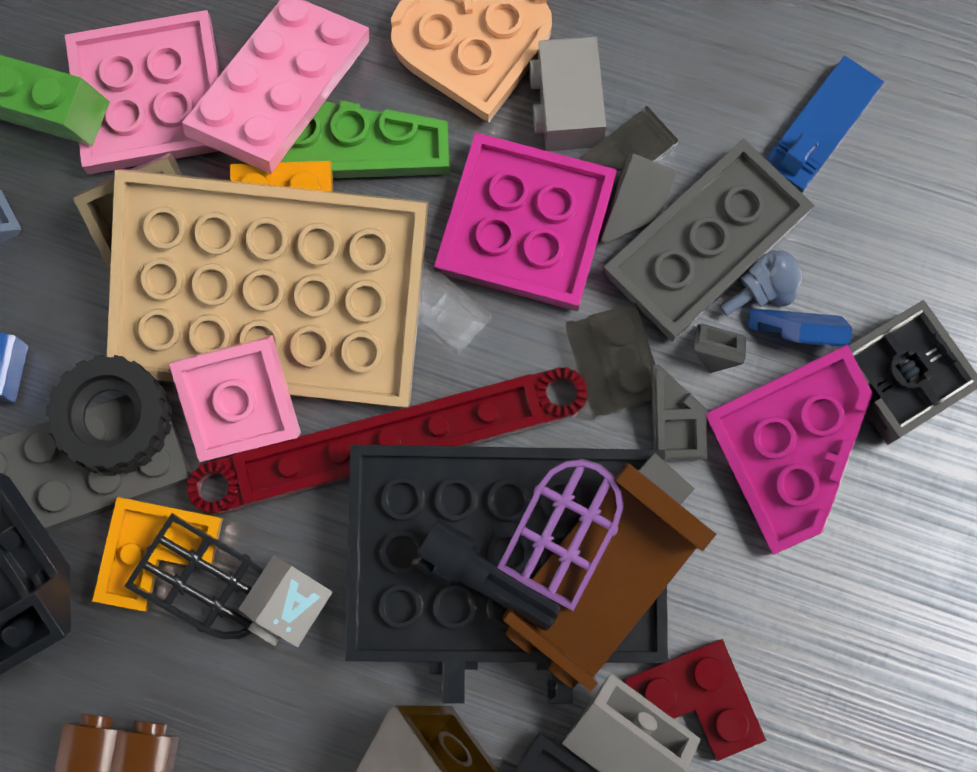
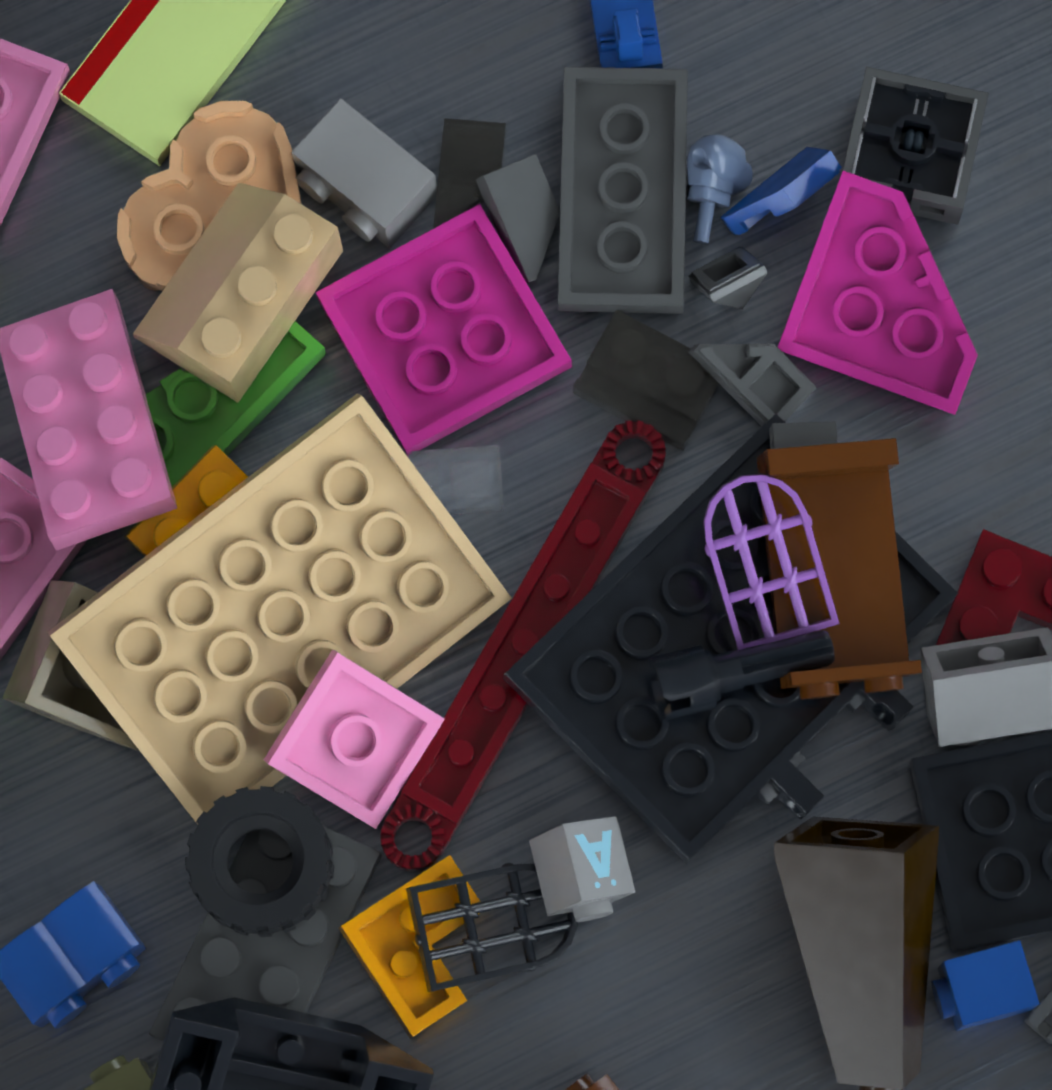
camera: 40 degrees left, 0 degrees up
(434, 91) = (241, 288): none -> tan slope

